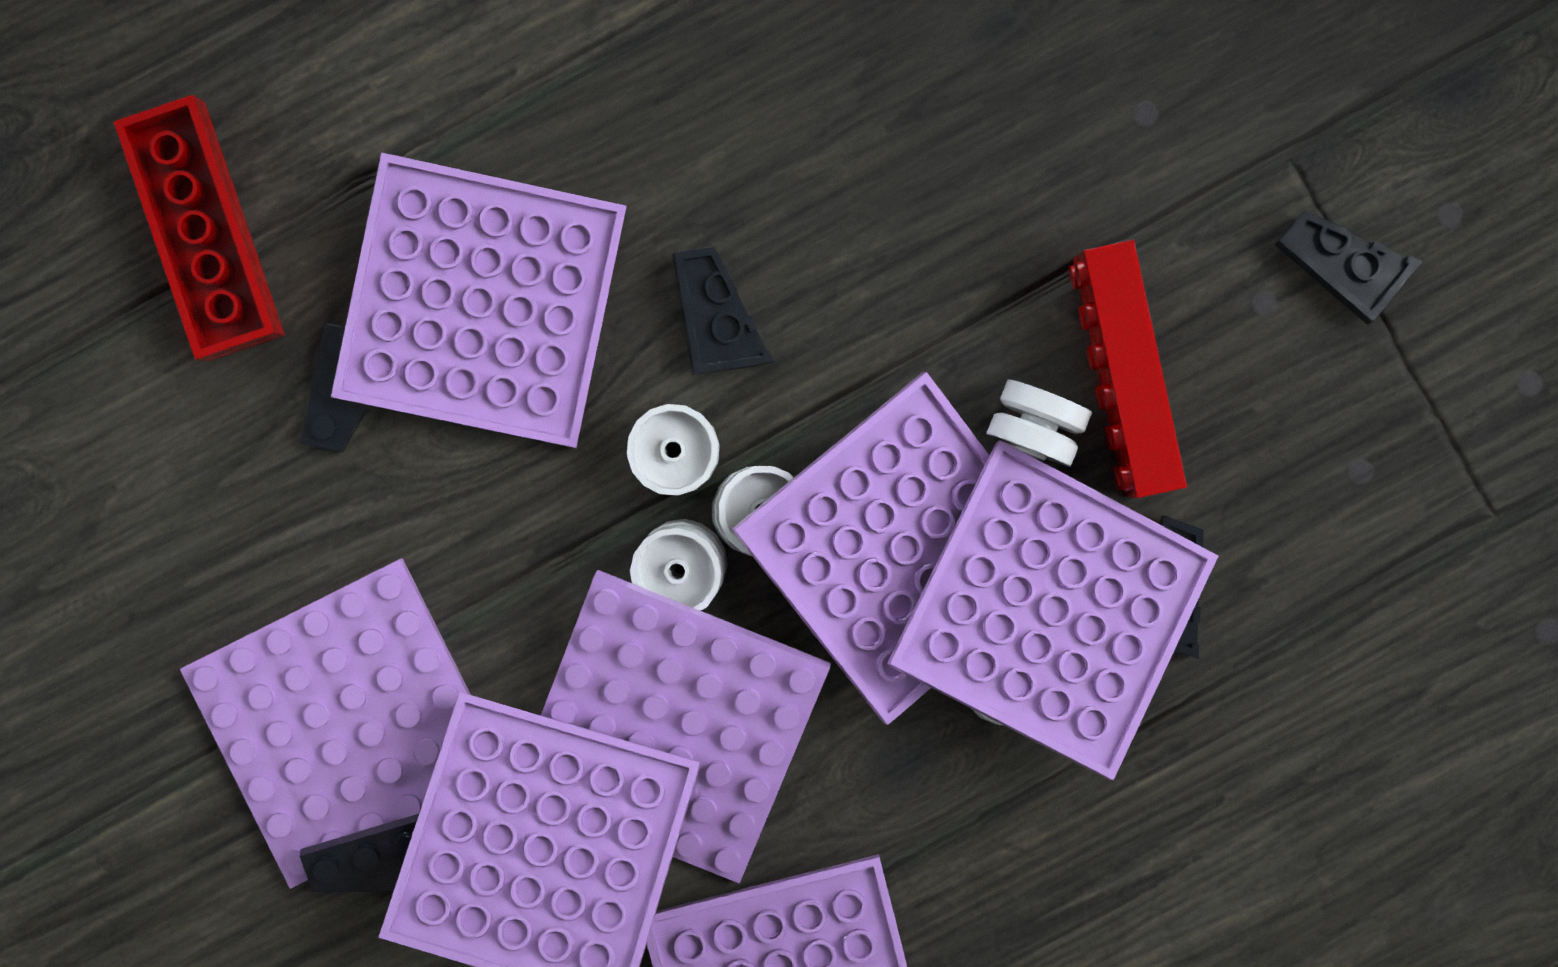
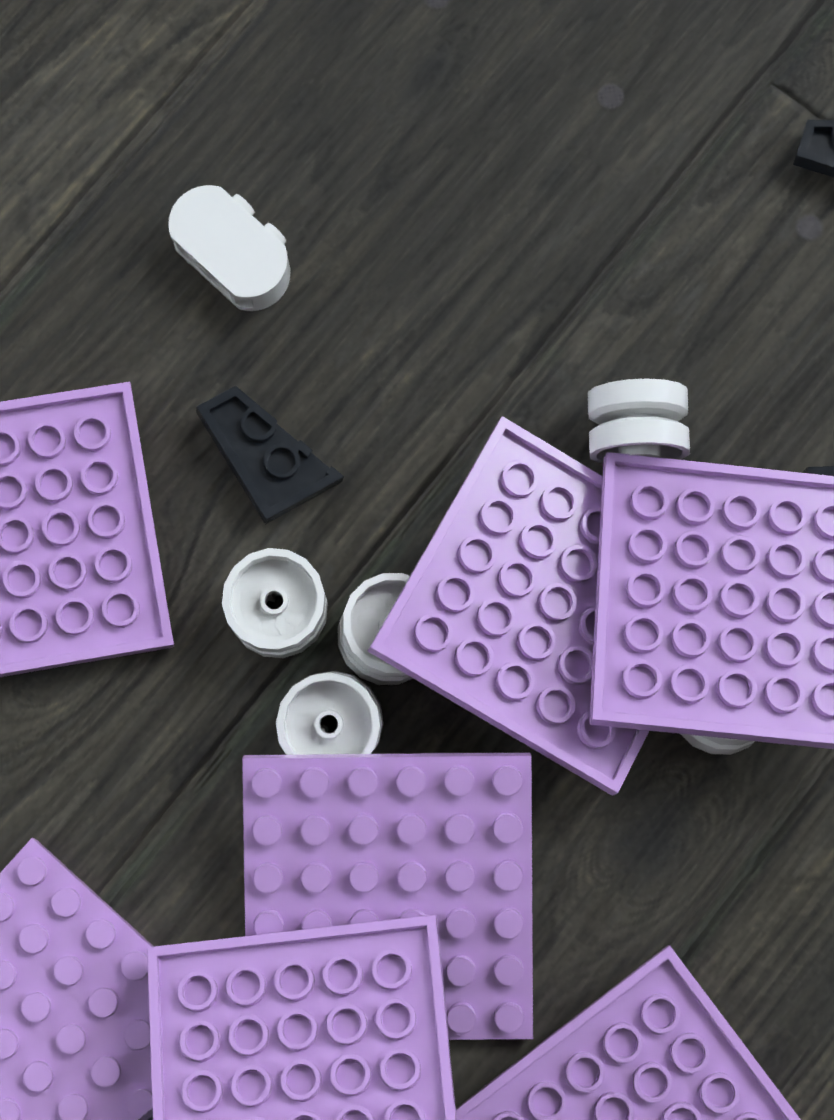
camera: 20 degrees left, 10 degrees down
(759, 119) = (230, 247): none -> white brick
(1128, 370) = (705, 336): red brick -> none

